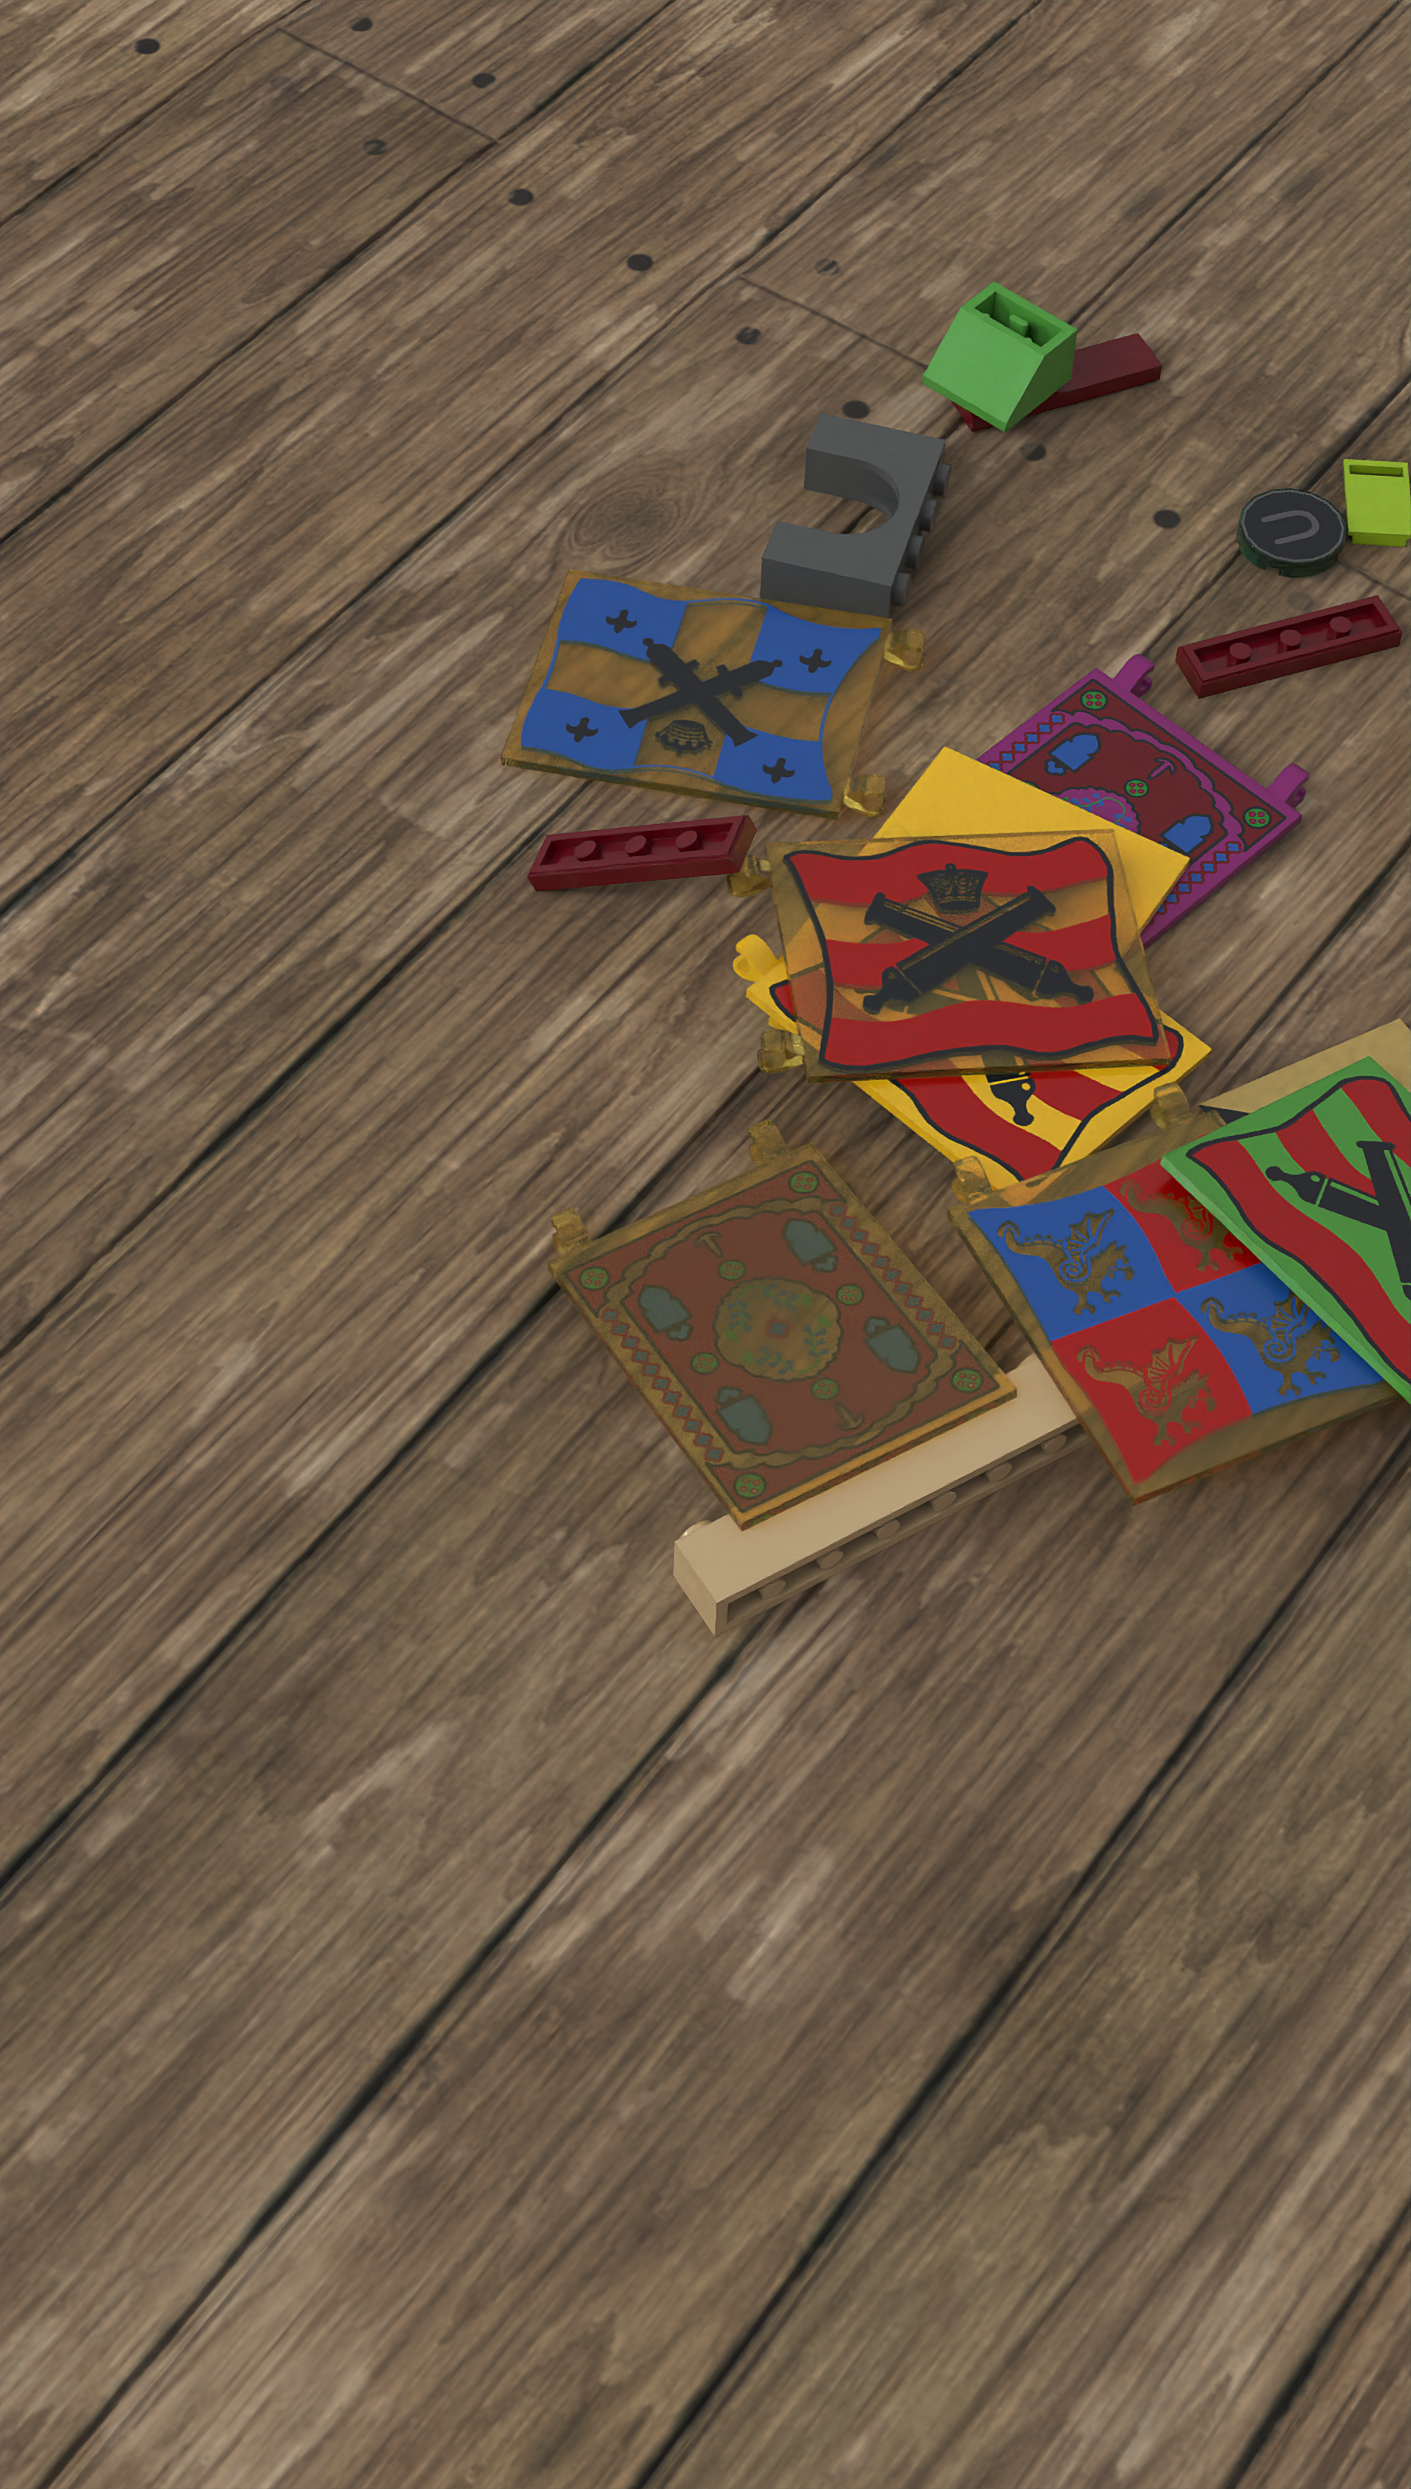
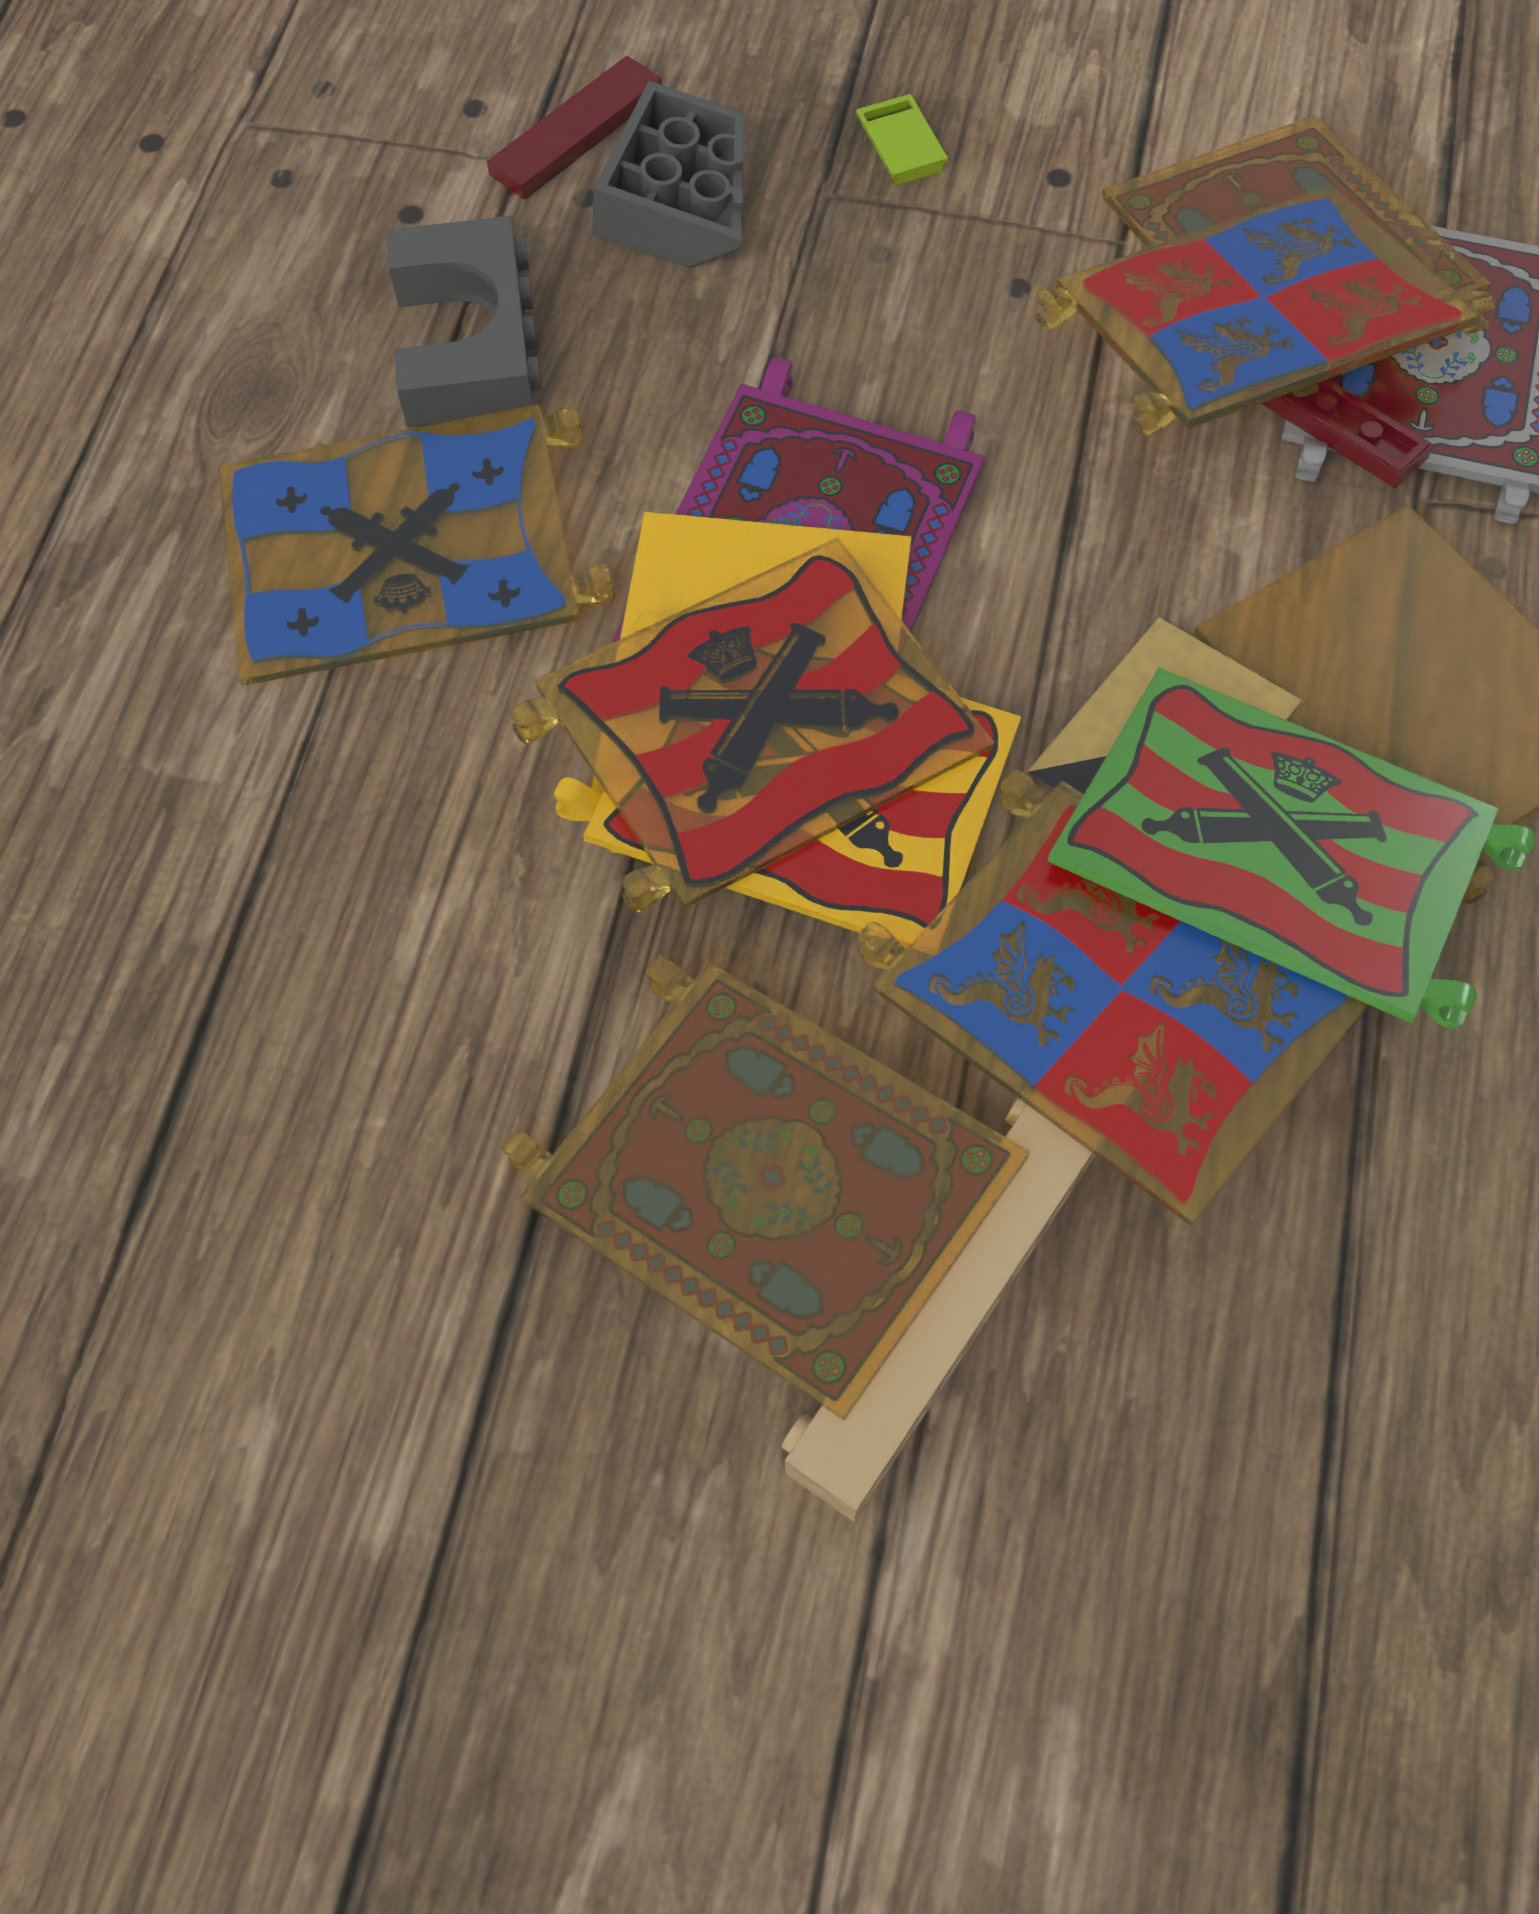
camera: 20 degrees left, 10 degrees up
(642, 853) = (422, 733): dark red tile -> none
(1002, 357) = (524, 118): bright green slope -> none
(1121, 459) = (674, 179): none -> dark grey wedge
(1288, 646) = (891, 301): dark red tile -> none
(1291, 532) = (844, 193): tile -> none

